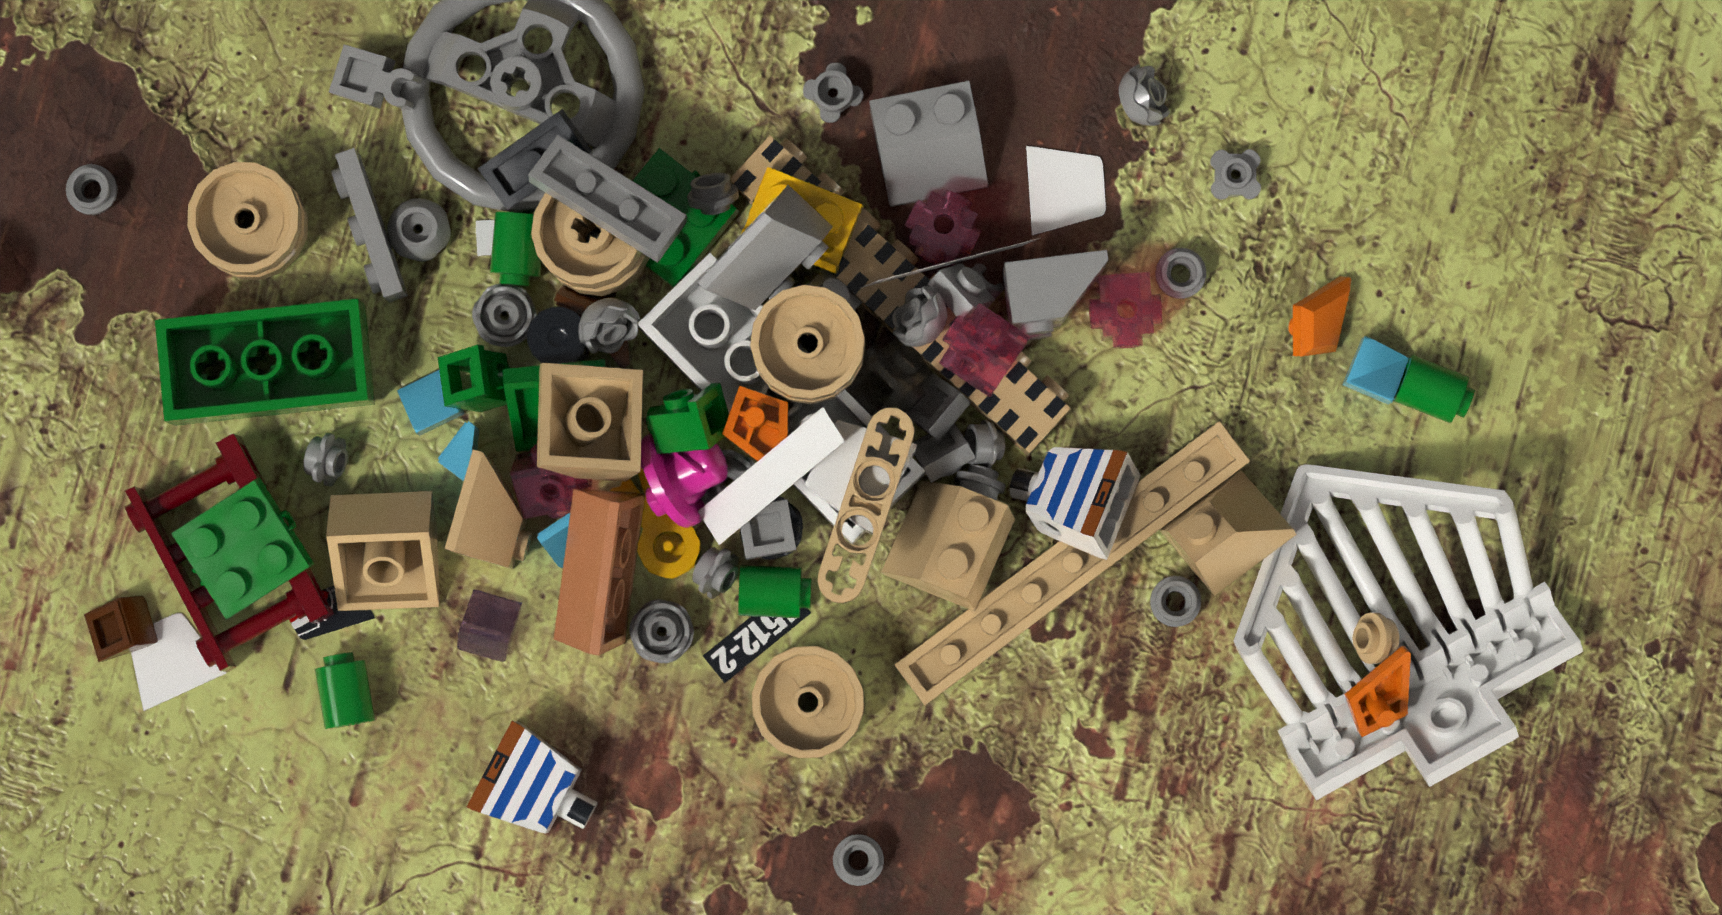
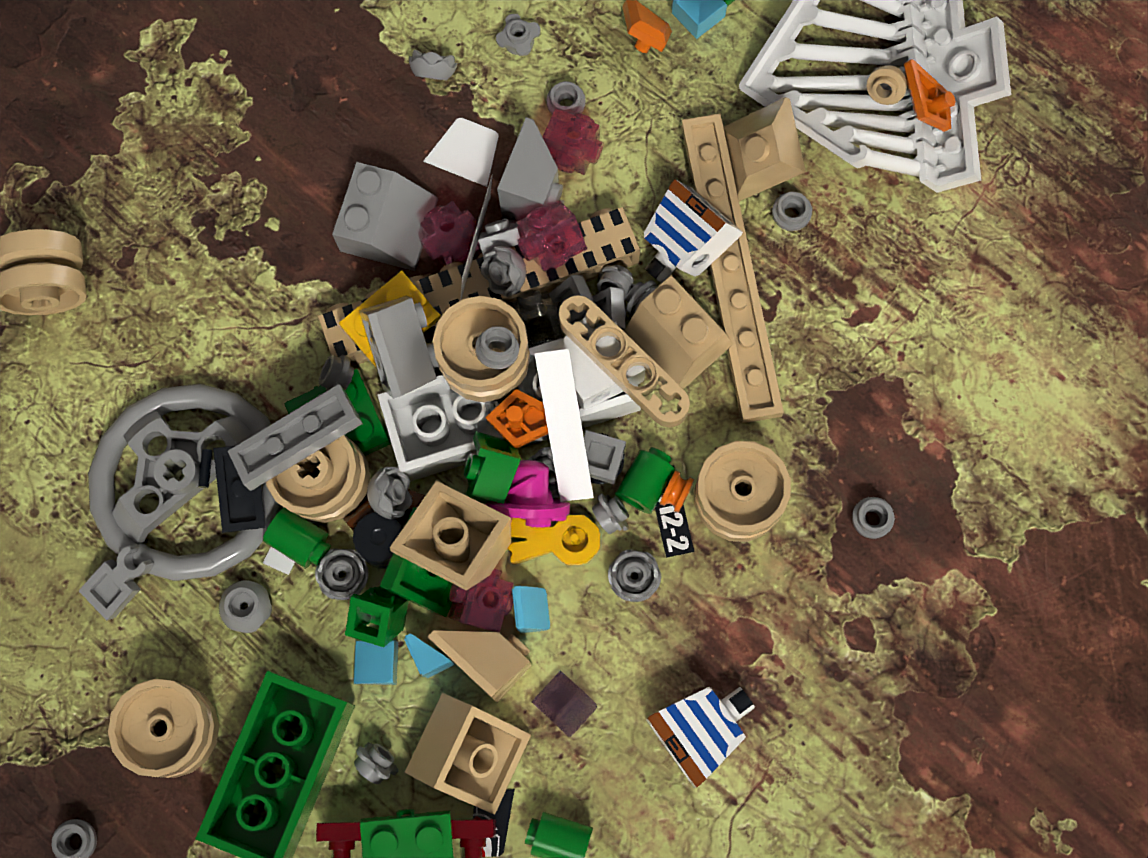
camera: 65 degrees left, 10 degrees down
(368, 226) = (220, 640): light grey plate -> none
(537, 110) = (205, 468): none -> black piece
(598, 569) = (565, 597): nougat slope -> none
(776, 631) = (677, 491): none -> orange bush
(819, 365) = (498, 338): none -> light grey plate
(835, 78) = (306, 258): light grey plate -> none

